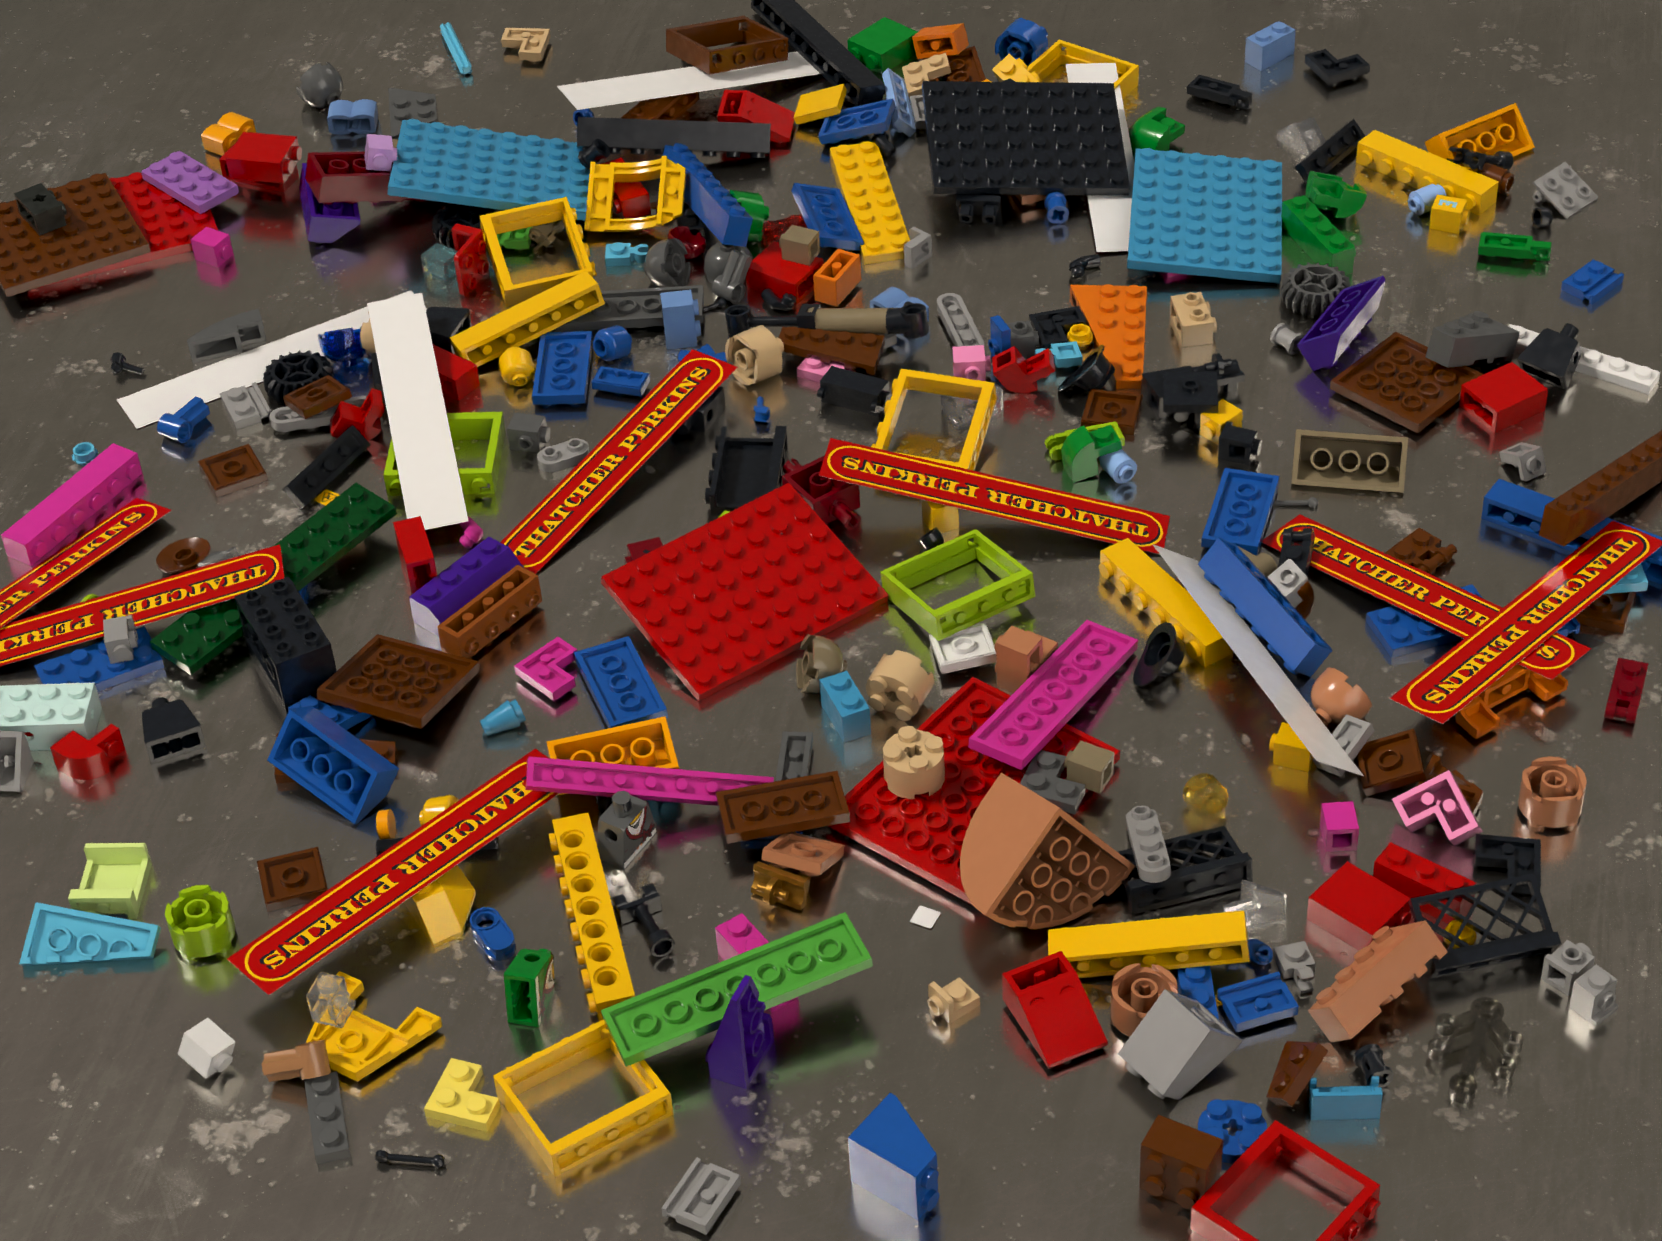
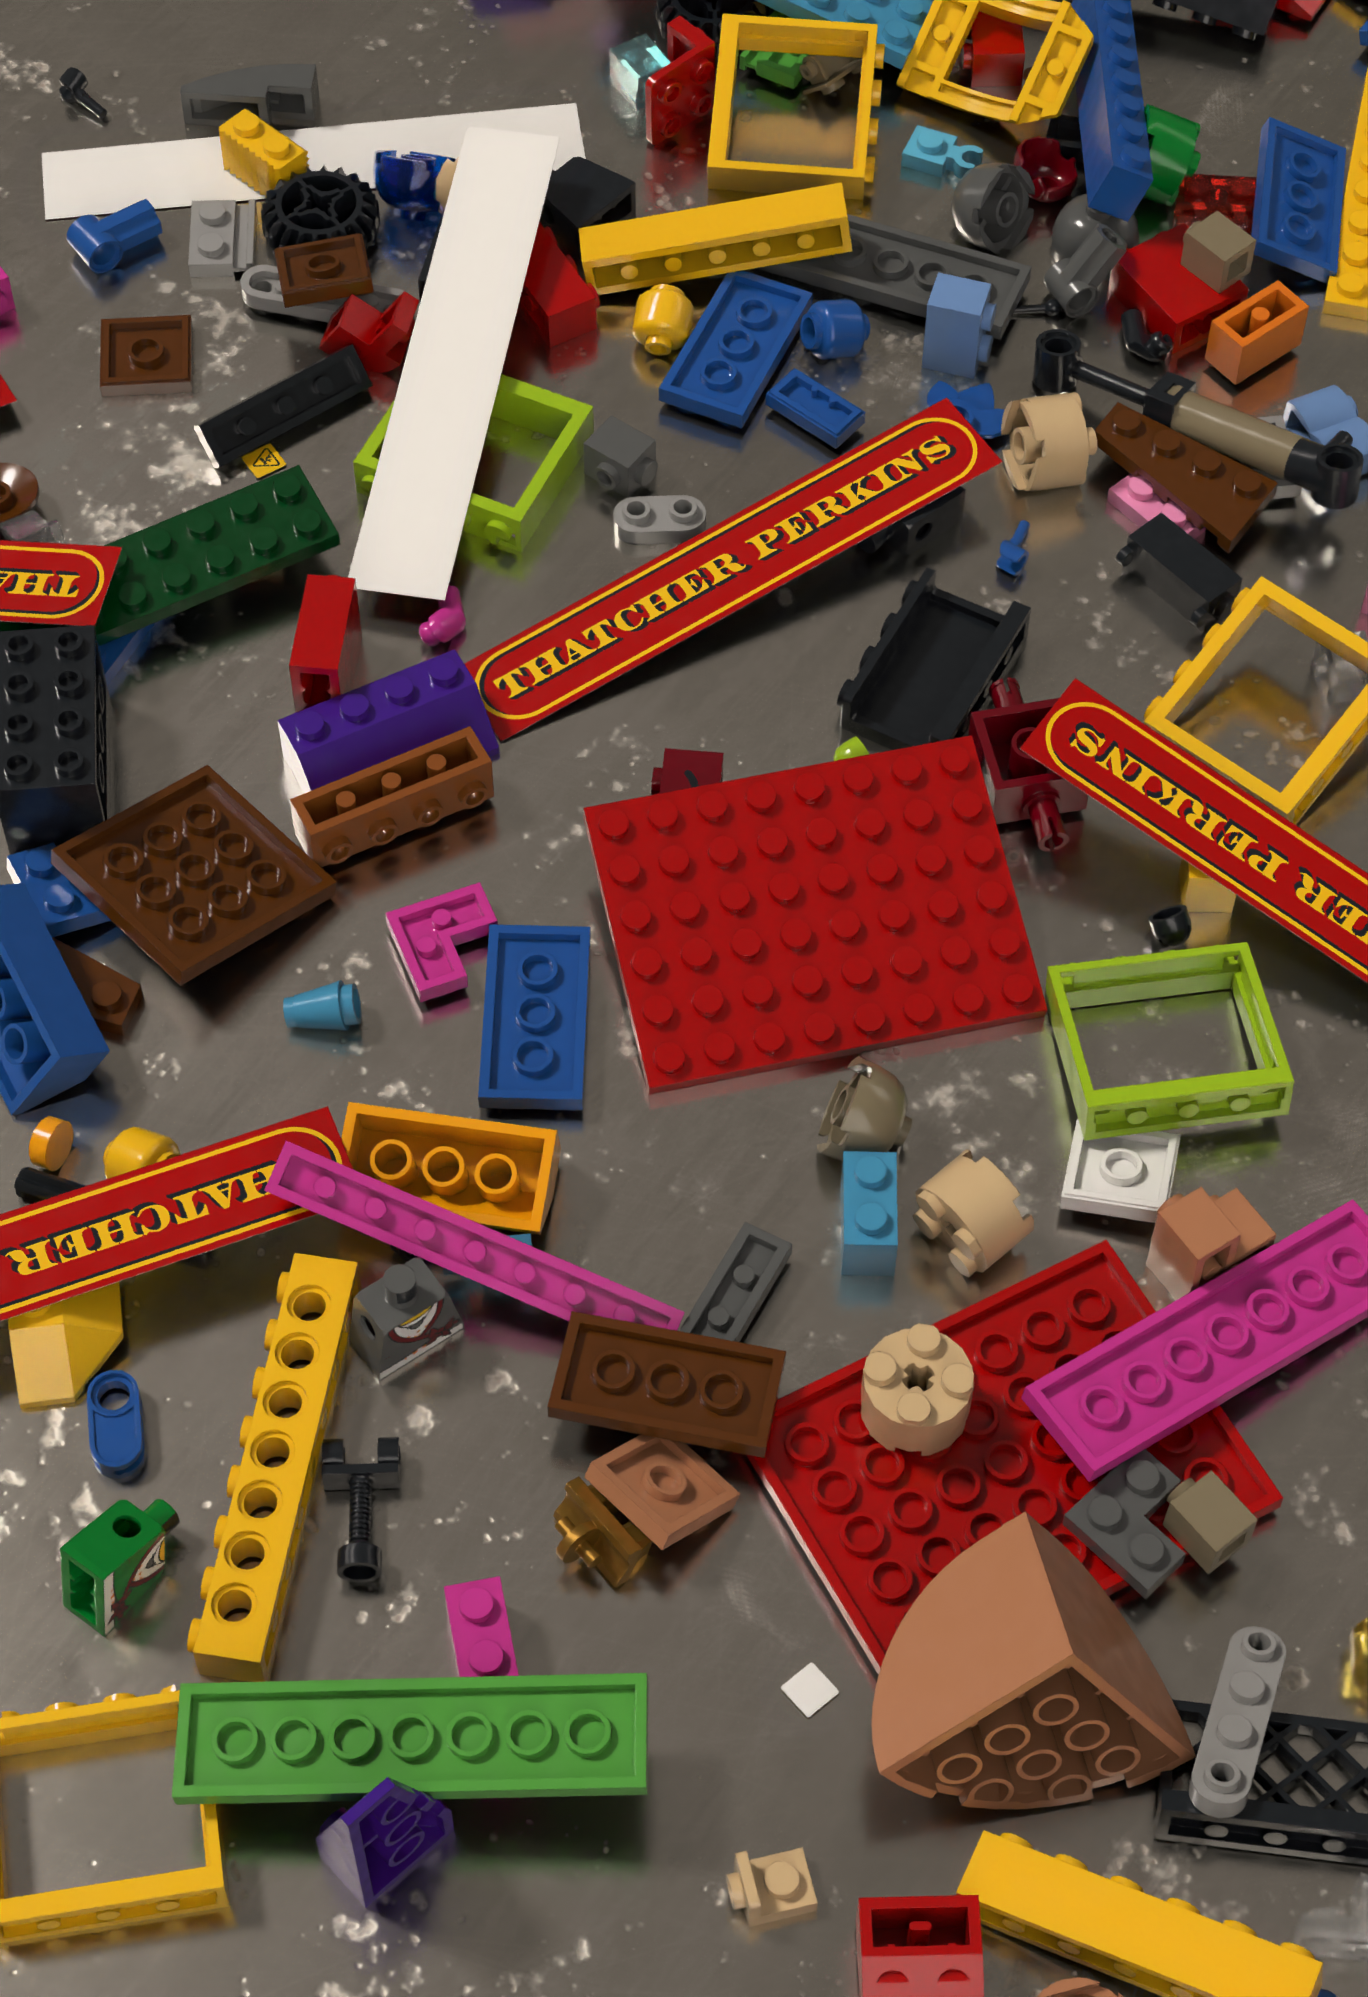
camera: 20 degrees right, 15 degrees up
(248, 358) = (259, 152): none -> yellow brick

